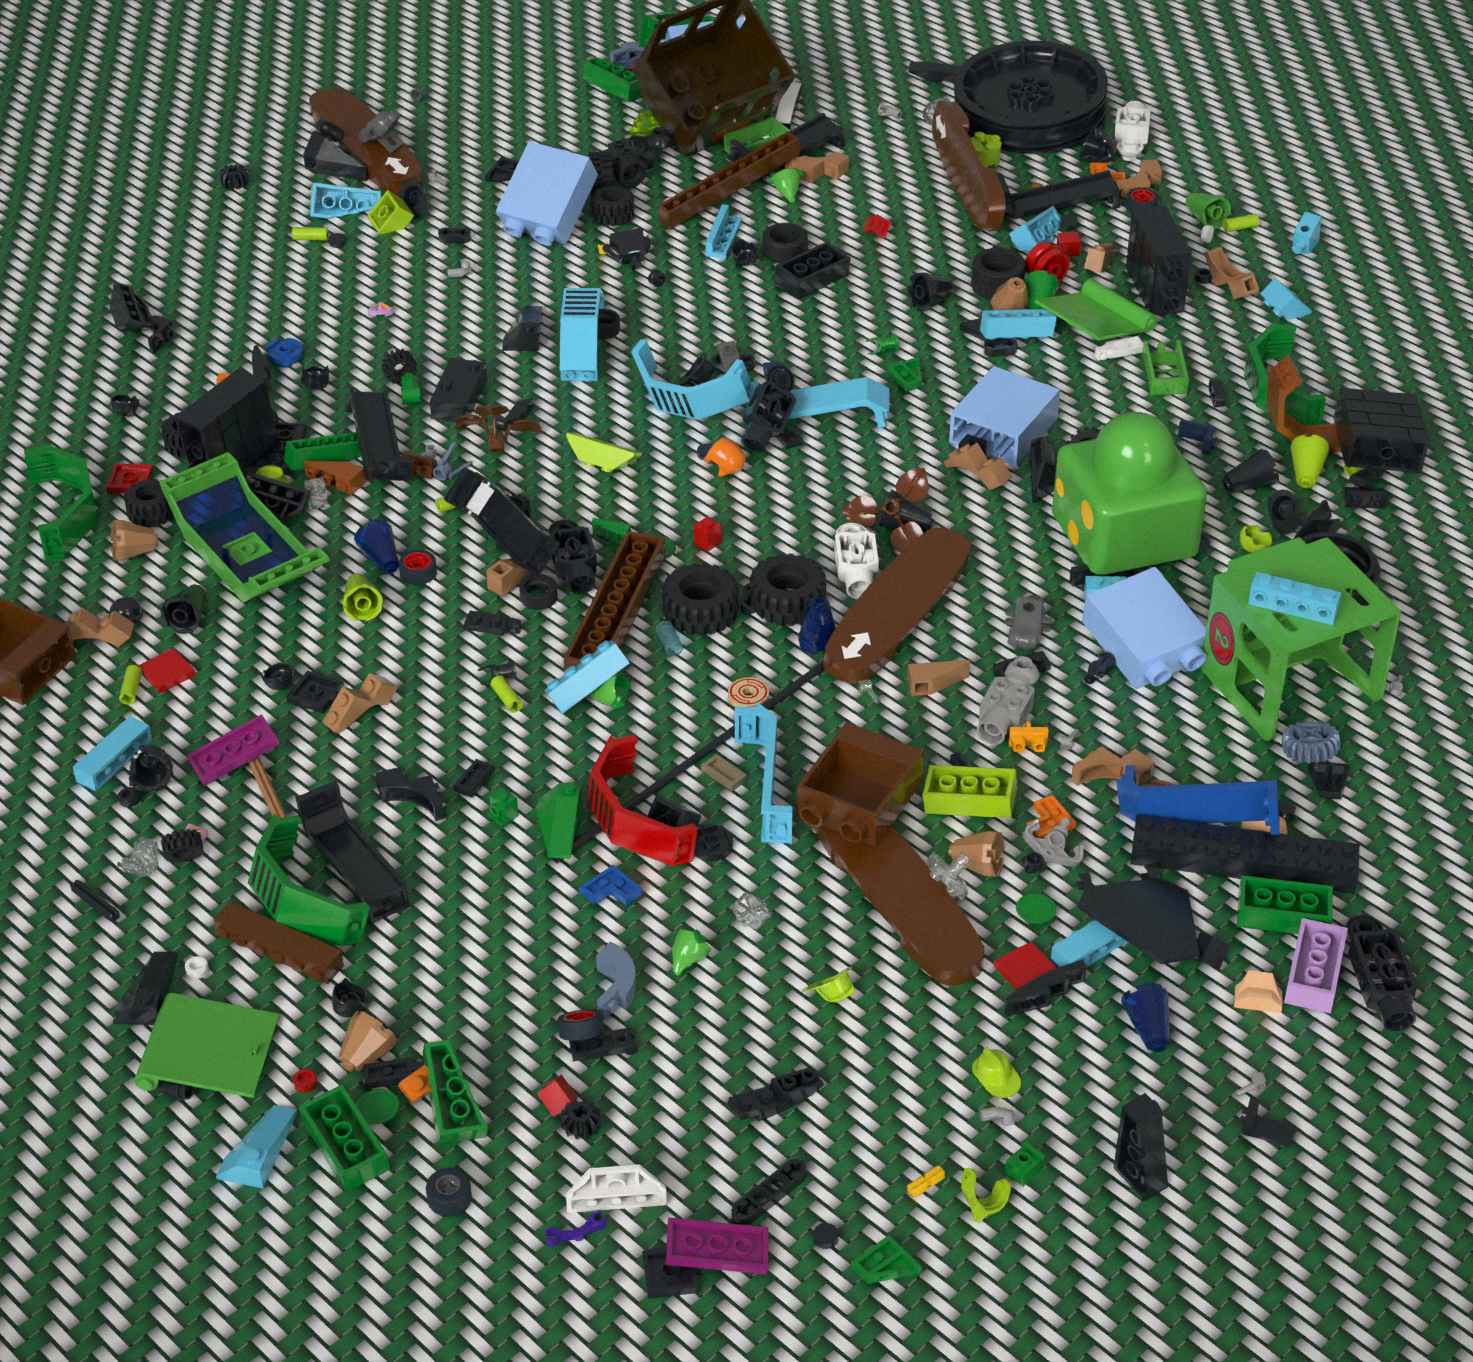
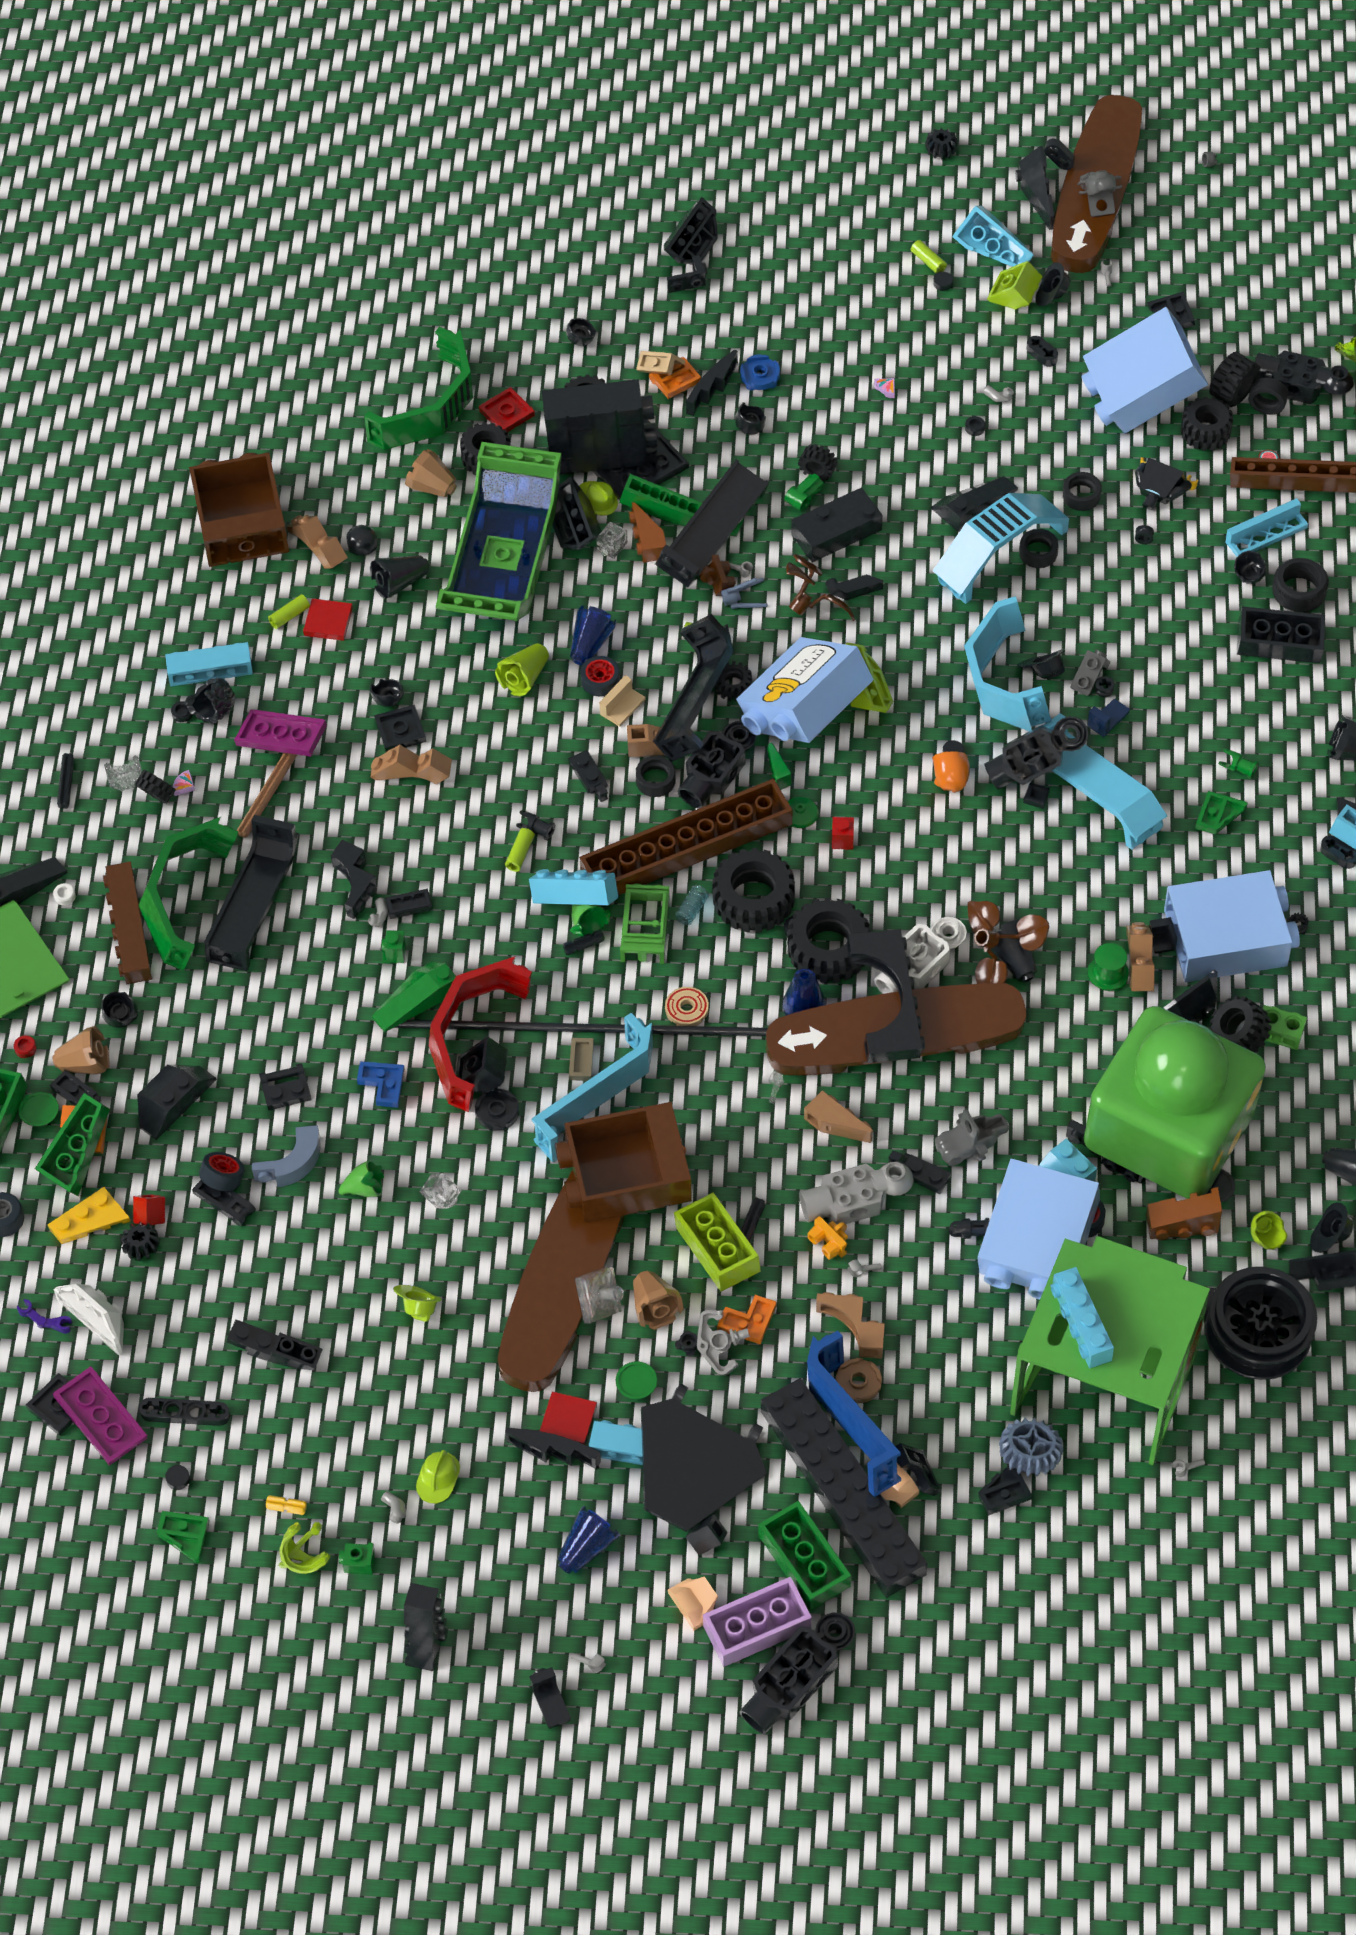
camera: 50 degrees right, 15 degrees up
(207, 381) = (657, 362): none -> tan panel
(454, 572) = (621, 702): none -> tan panel
(463, 798) = (382, 912): none -> light grey arm
(467, 1020) = (170, 1096): none -> black wedge
(468, 294) = (975, 426): none -> black tile
(515, 1139) = (90, 1215): none -> yellow wing
(549, 950) = (287, 1092): none -> black plate
(580, 469) = (804, 690): none -> light blue brick
(586, 274) = (1082, 479): none -> black tyre
(627, 710) = (583, 942): none -> black axle
(658, 686) = (645, 943): none -> bright green door
(848, 558) = (887, 953): none -> black arch
(969, 483) = (1109, 967): none -> green piece
(1209, 561) = (1185, 1217): none -> dark orange wedge

